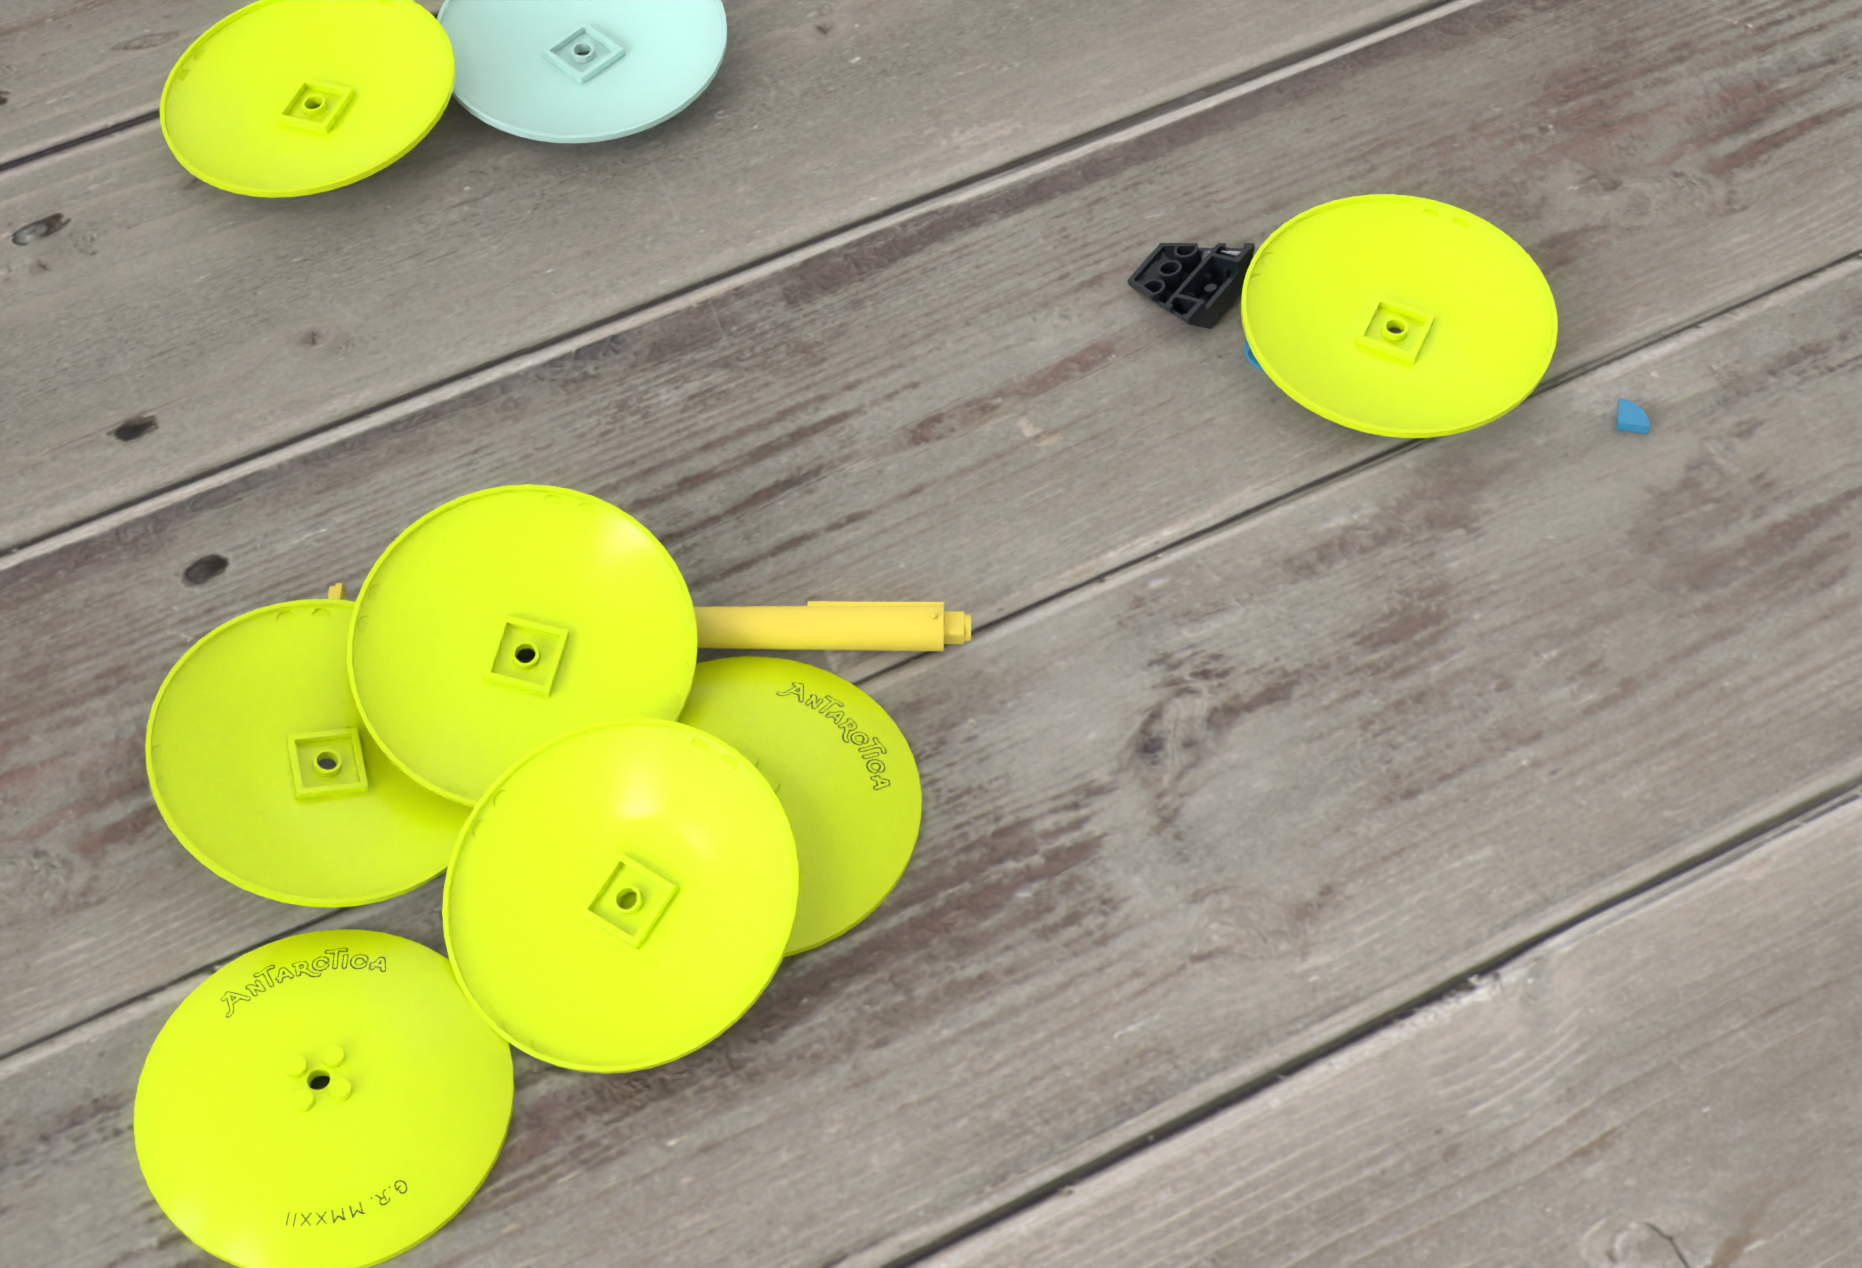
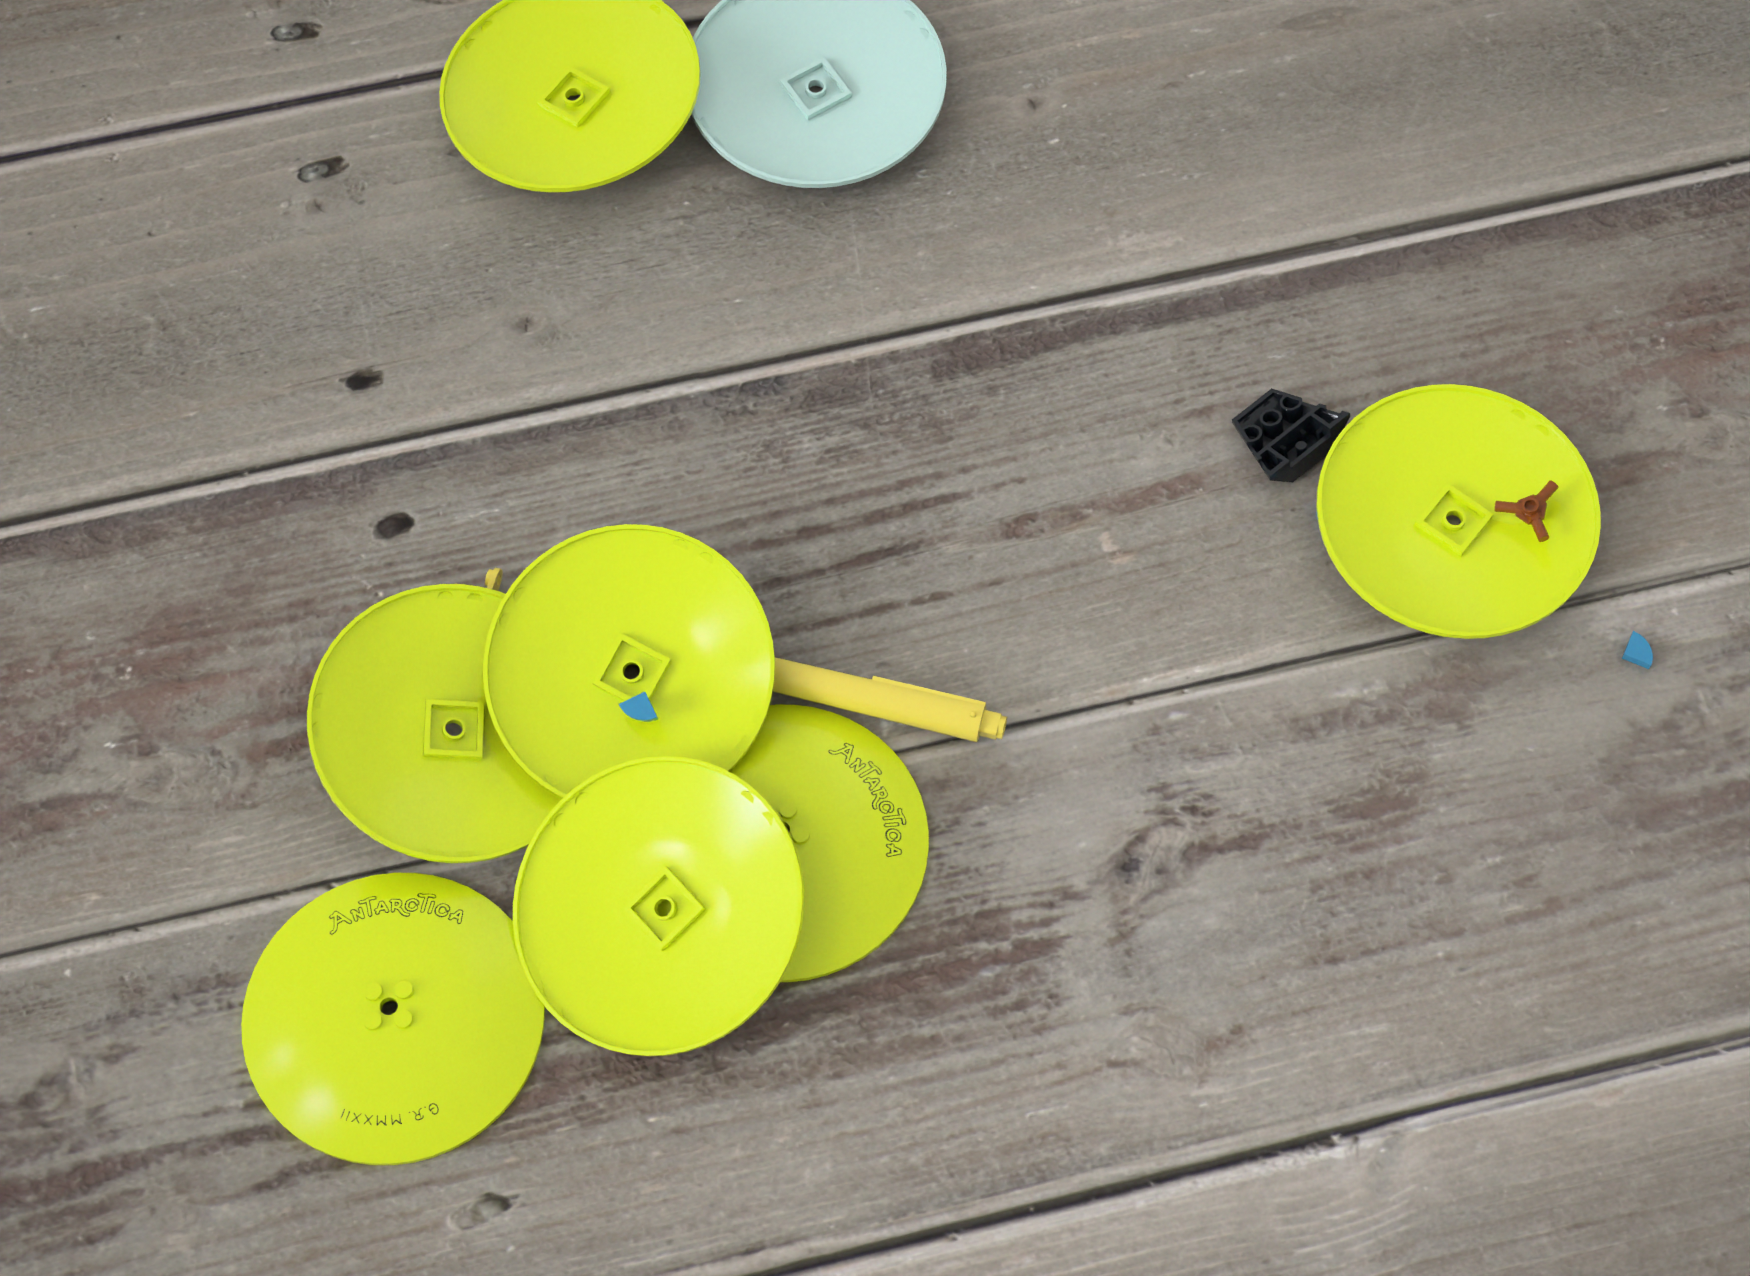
camera: 15 degrees right, 10 degrees up
(545, 688) = (639, 708): none -> dark azure tile
(1475, 297) = (1531, 509): none -> dark orange piece

